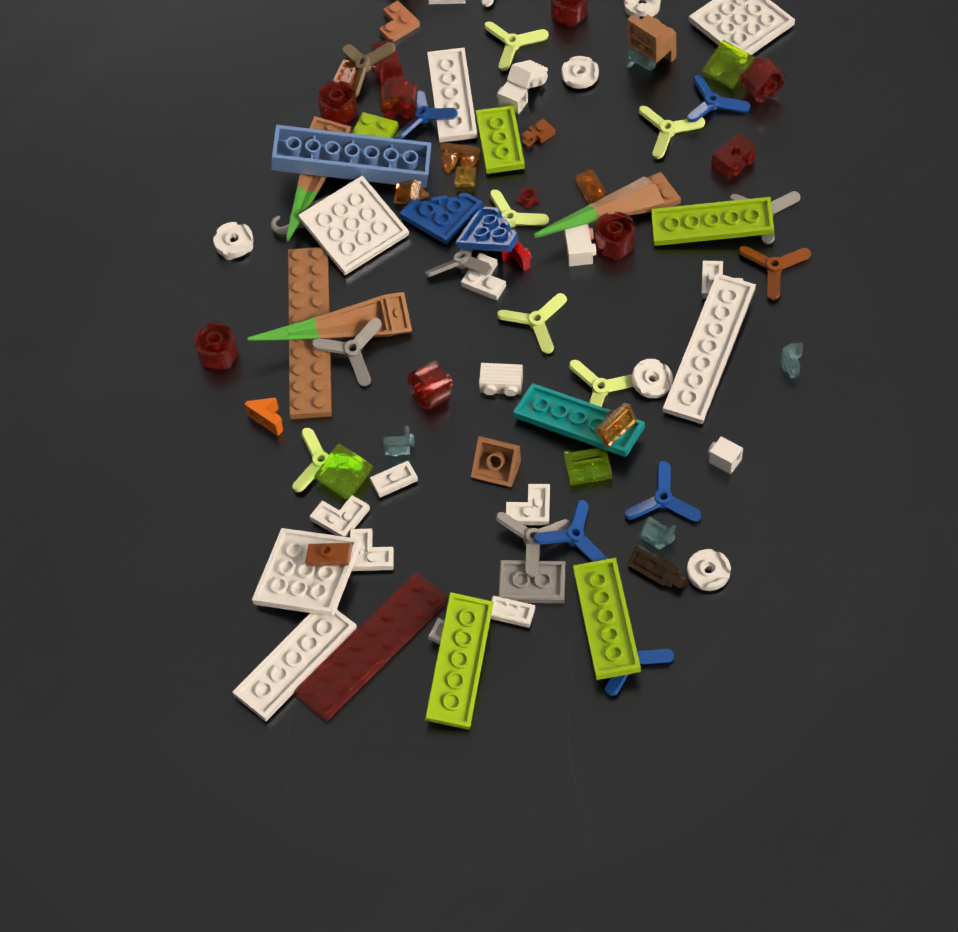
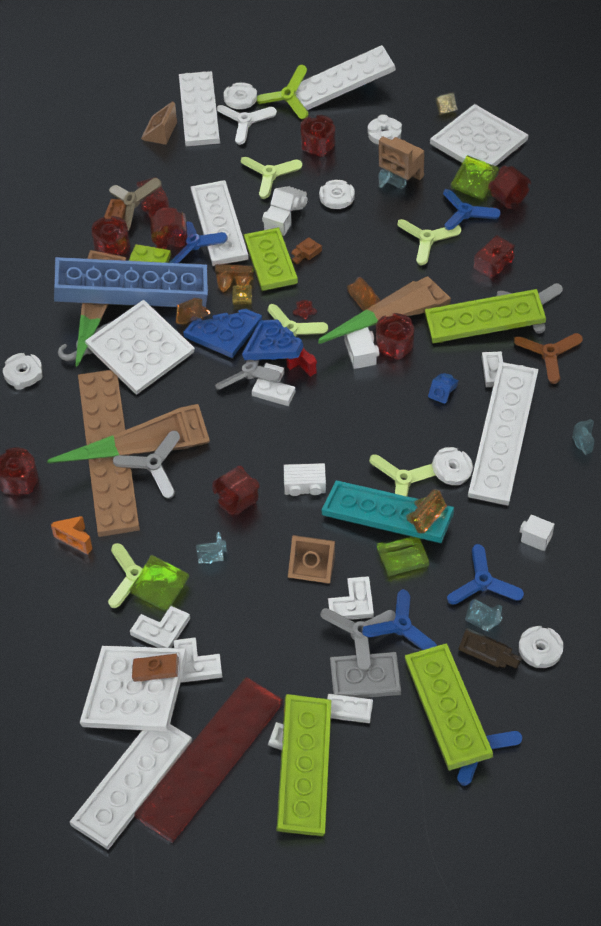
camera: 10 degrees left, 5 degrees down
(393, 479) = (210, 586): white plate -> none
(400, 22) = (161, 162): nougat plate -> none
(539, 326) = (331, 421): yellowish green piece -> none
(655, 294) = (441, 387): none -> blue bracket

